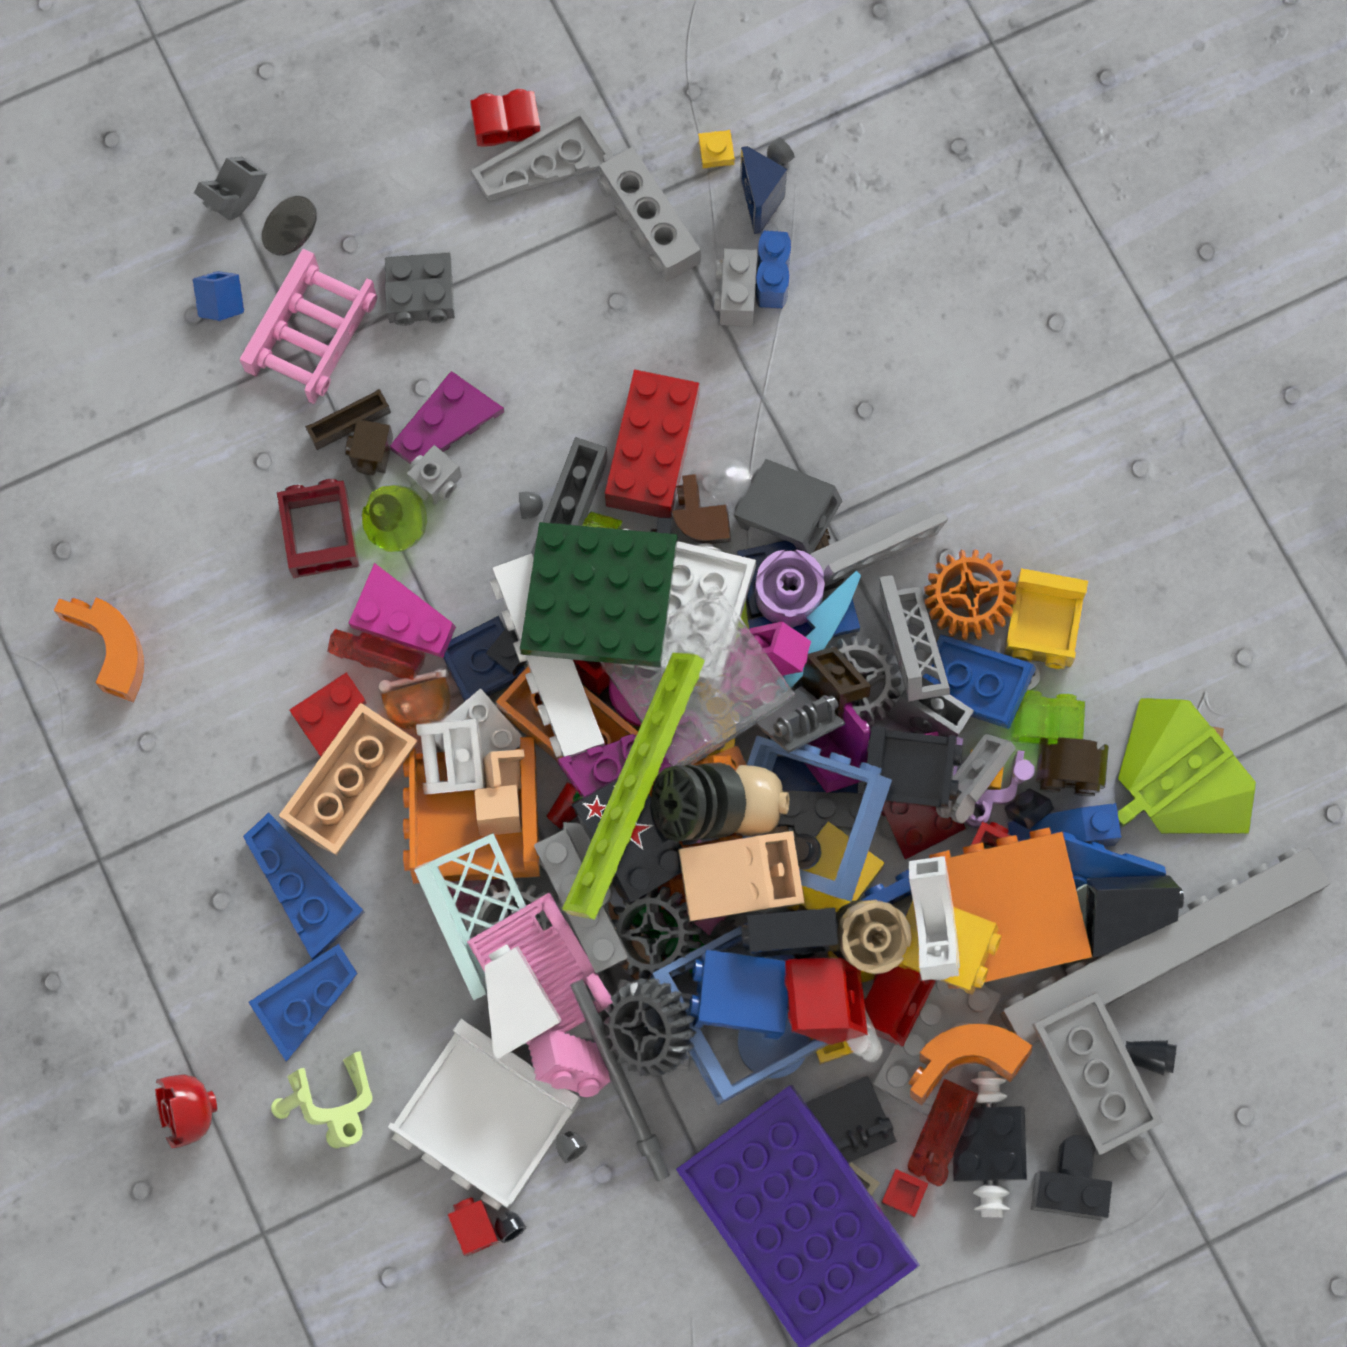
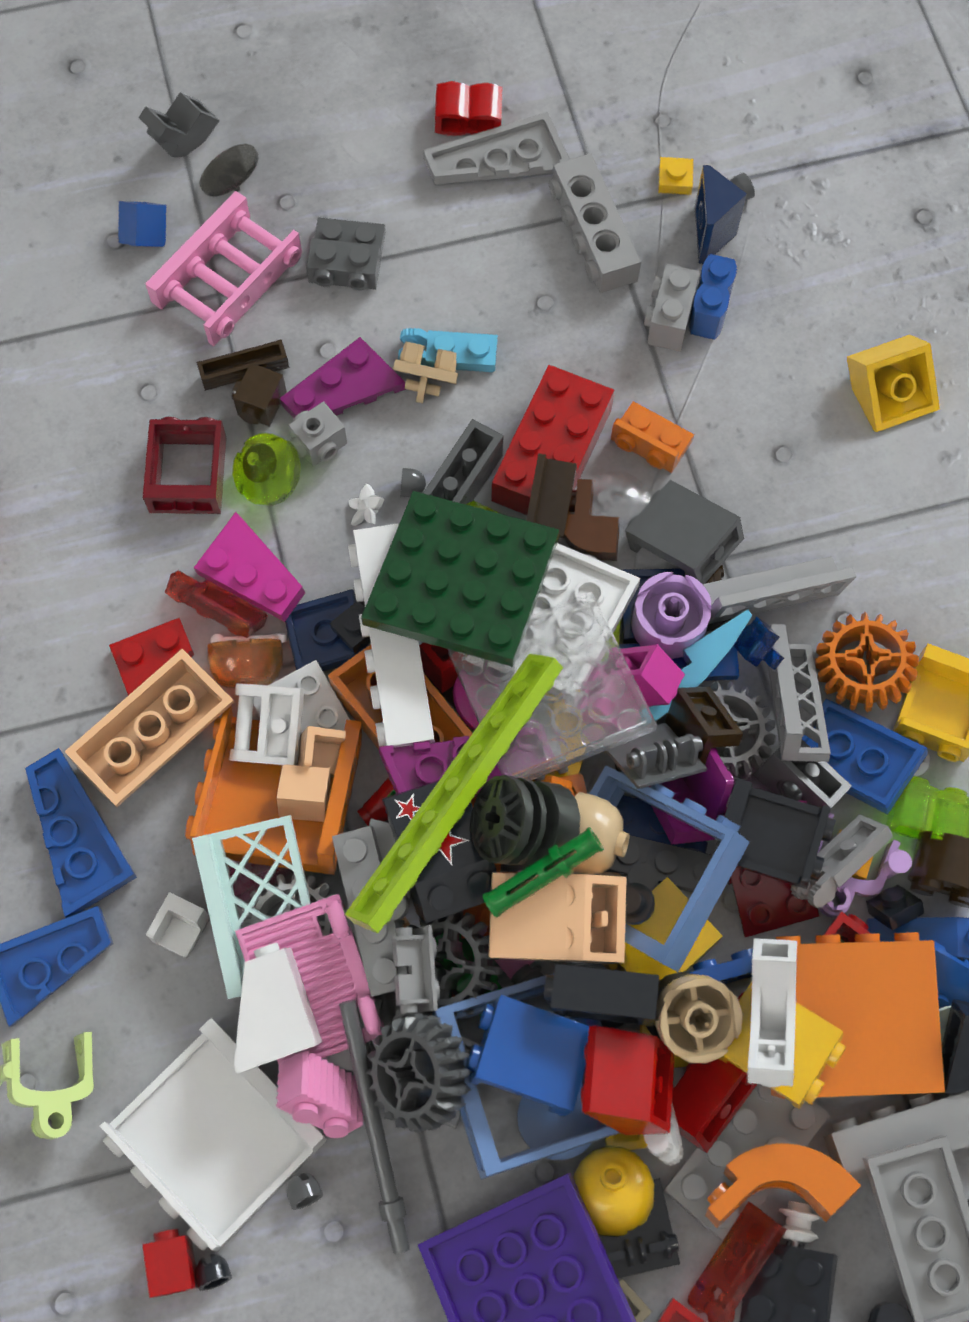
camera: 10 degrees right, 5 degrees down
(412, 946) = (178, 925): none -> white panel
(493, 534) = (366, 506): none -> white plant
(505, 391) = (410, 363): none -> tan hips
(538, 367) = (473, 350): none -> medium azure hinge
(628, 927) = (418, 989): none -> light grey hinge
(662, 498) = (551, 493): none -> dark brown panel
(741, 417) = (651, 437): none -> orange bracket
(753, 811) = (584, 844): none -> green pin
(832, 1091) = (615, 1189): none -> yellow cylinder
(870, 598) = (757, 644): none -> clear blue plate
(955, 321) = (894, 381): none -> yellow slope

